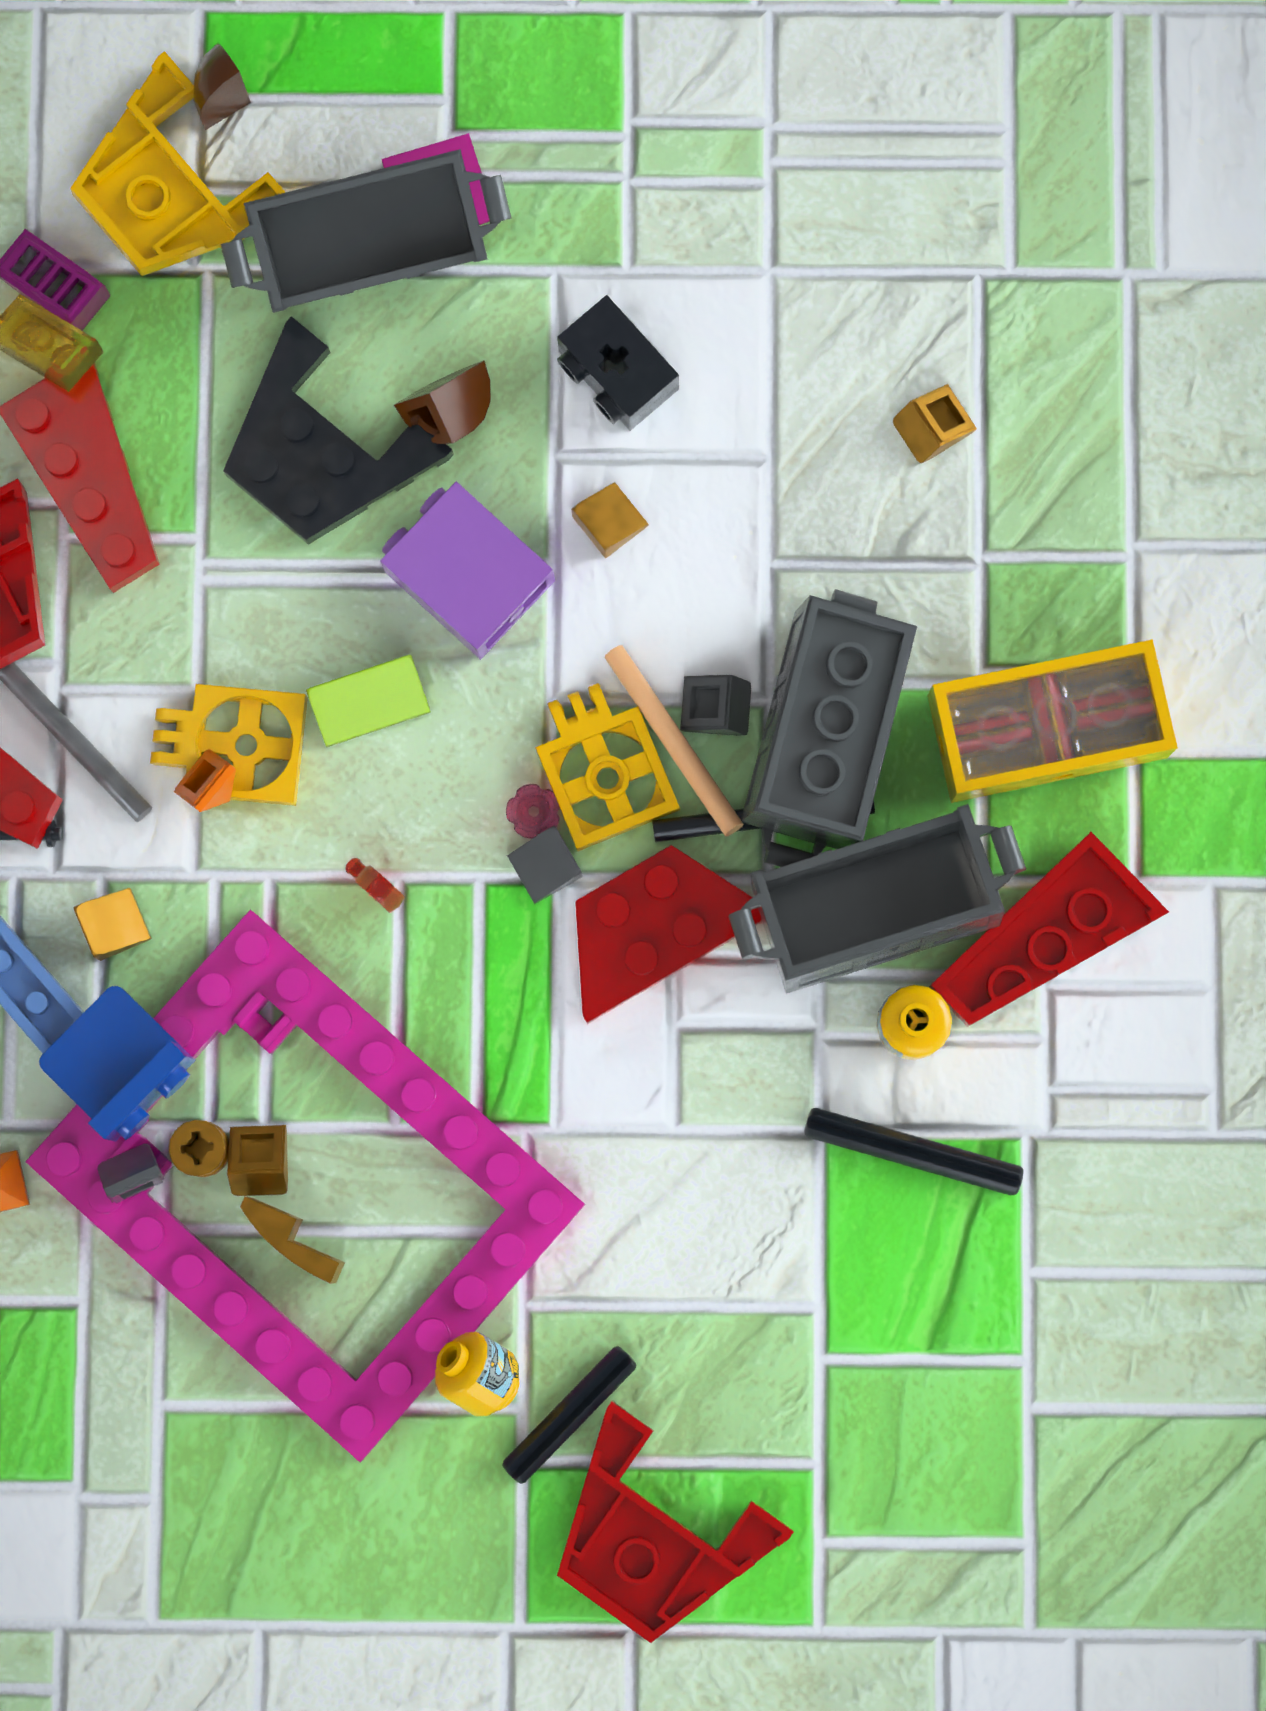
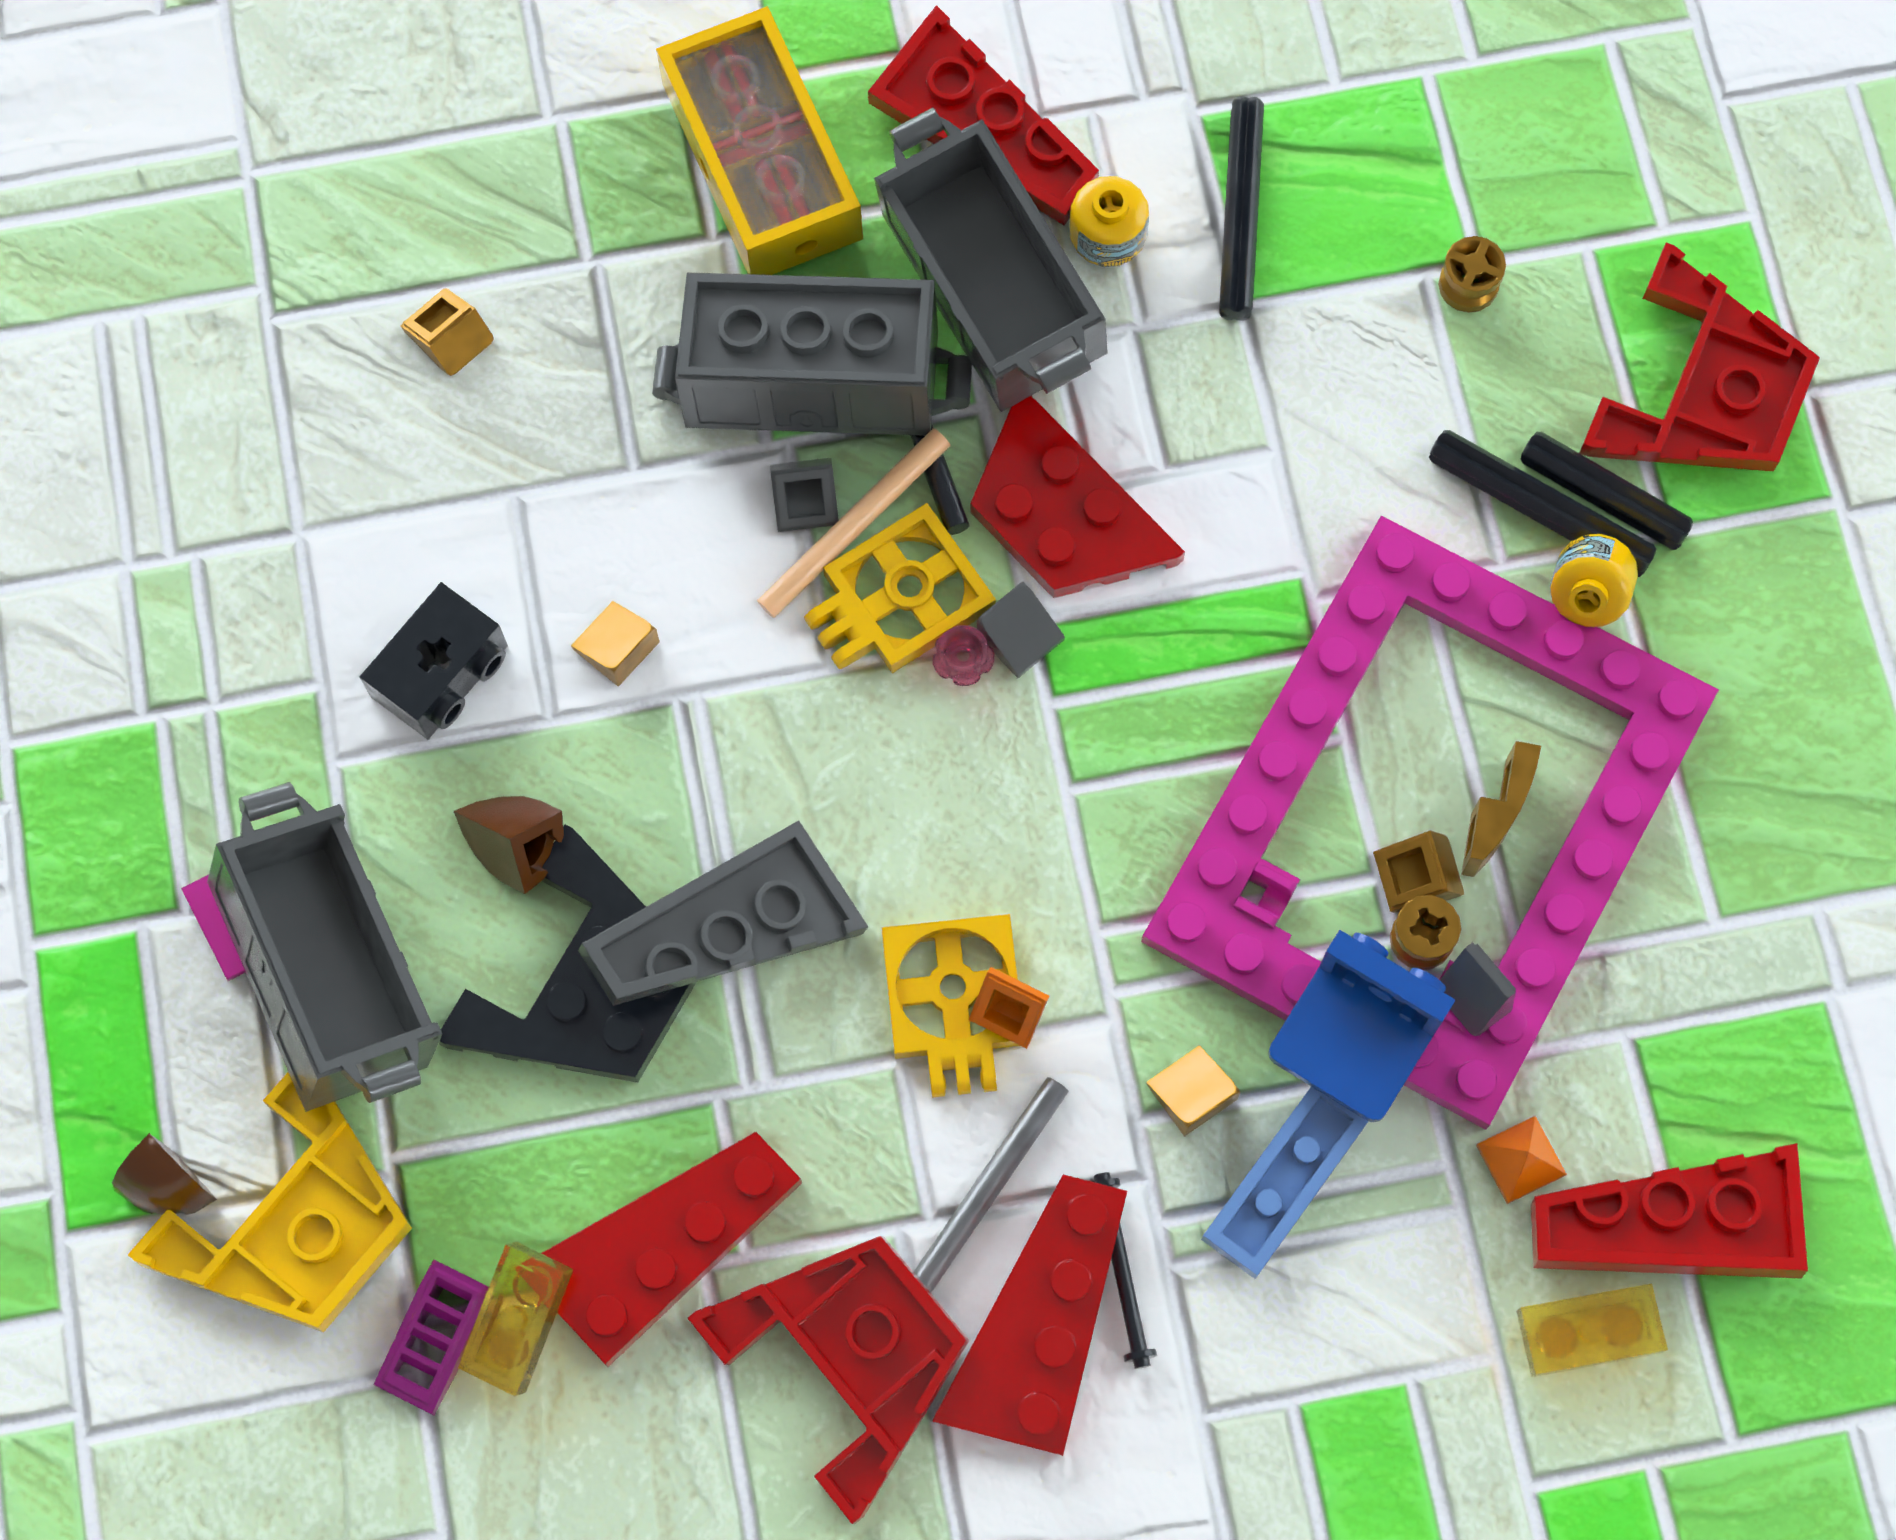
camera: 105 degrees left, 10 degrees down
(336, 577) = (736, 916): none -> dark grey wing
(368, 700) = (874, 858): lime slope -> none
(375, 885) = (1084, 804): clear red piece -> none
(466, 568) = (702, 776): medium lavender brick -> none
(570, 1352) = (1531, 495): none -> black axle
(809, 1350) = (1475, 259): none -> pearl gold wheel

